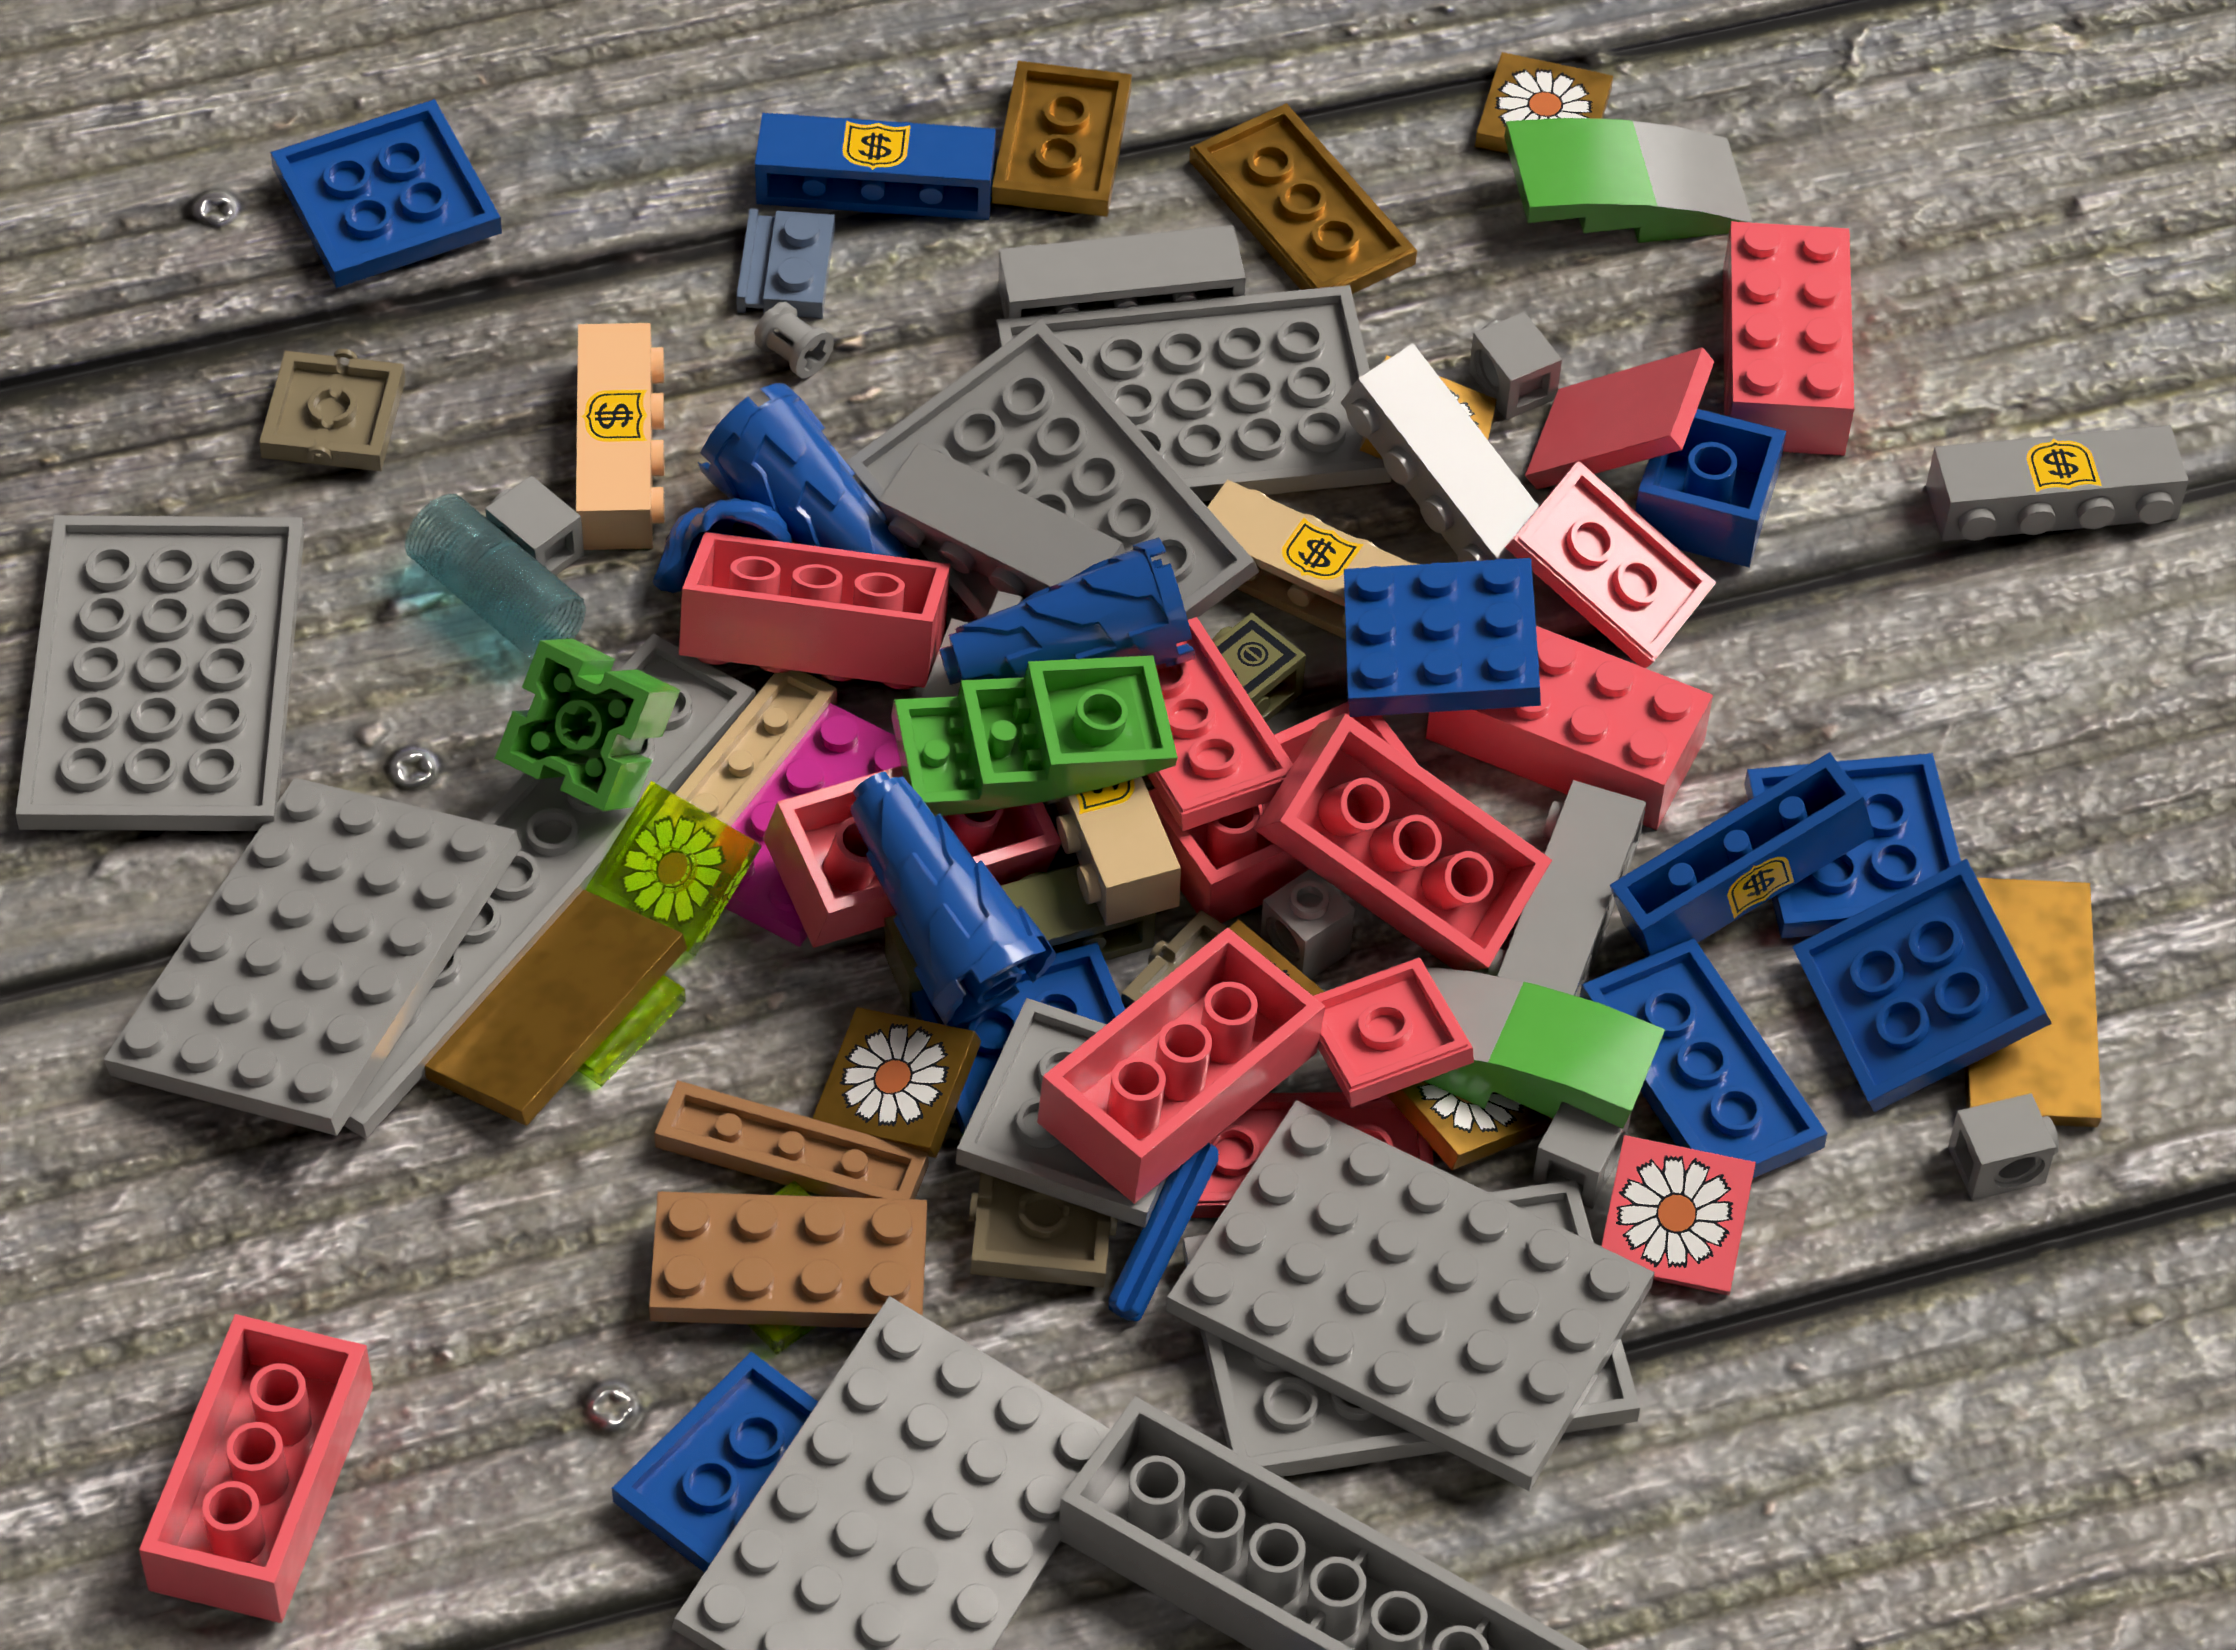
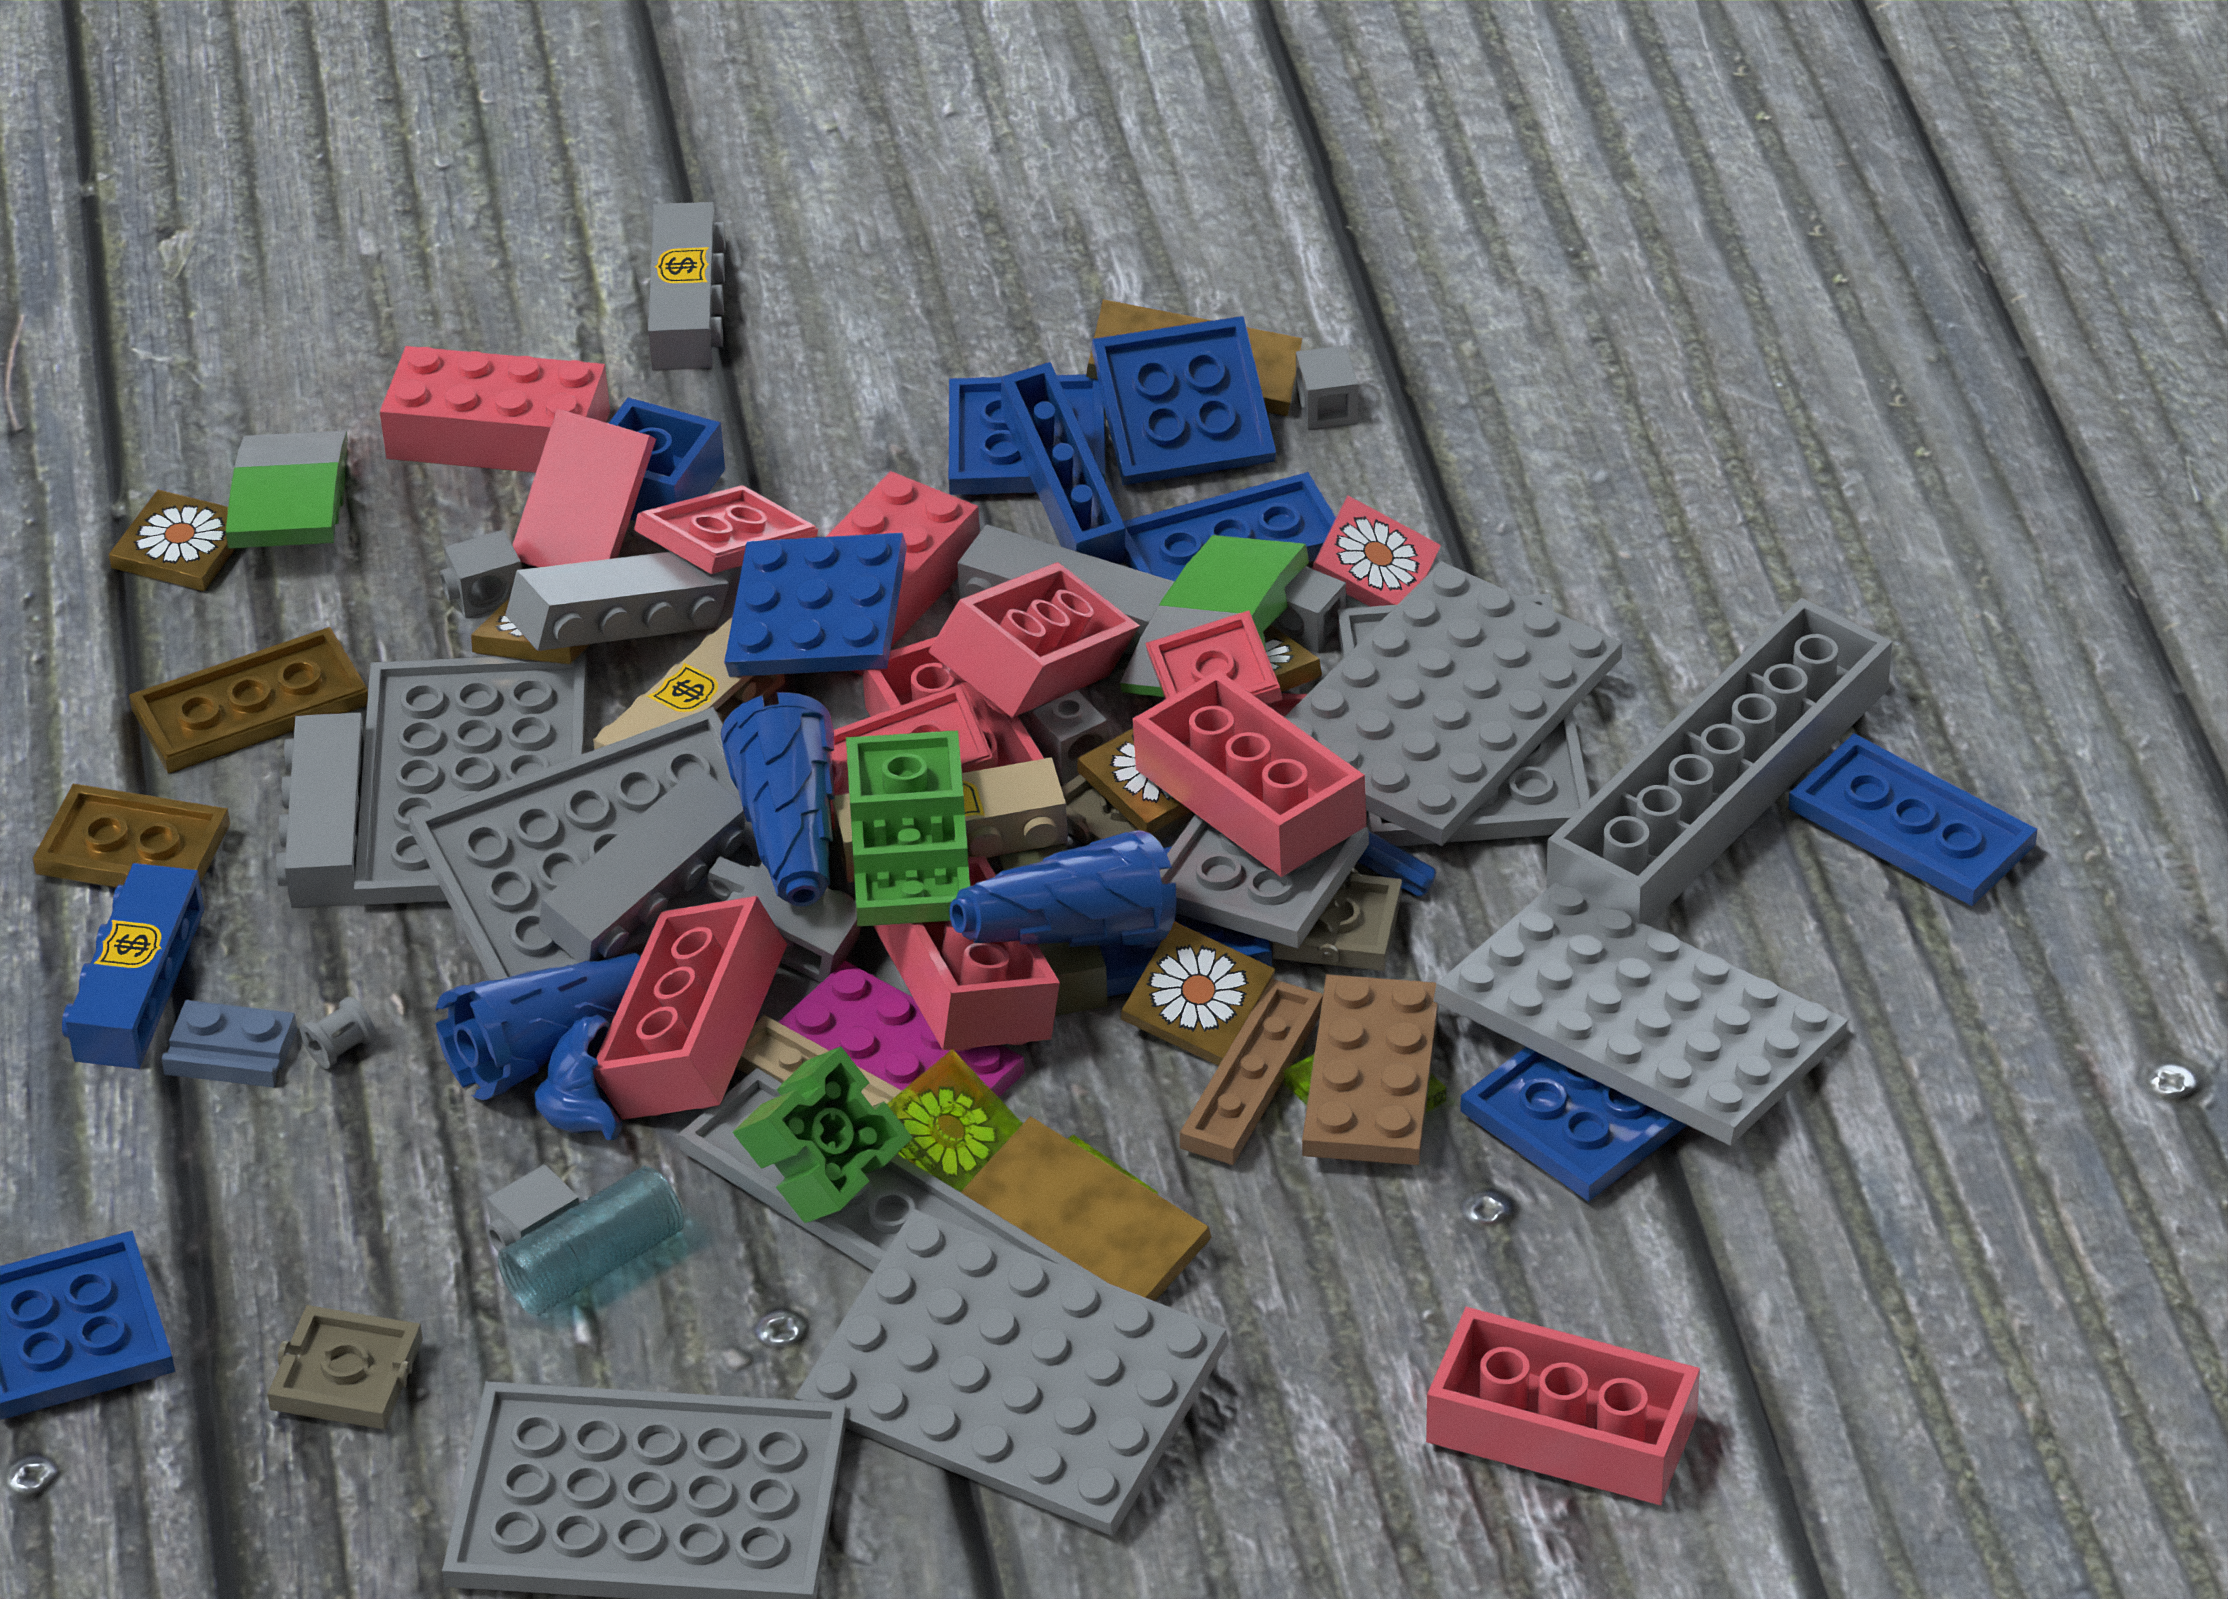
camera: 80 degrees left, 10 degrees down
(616, 436) = (421, 1155): light nougat brick -> none

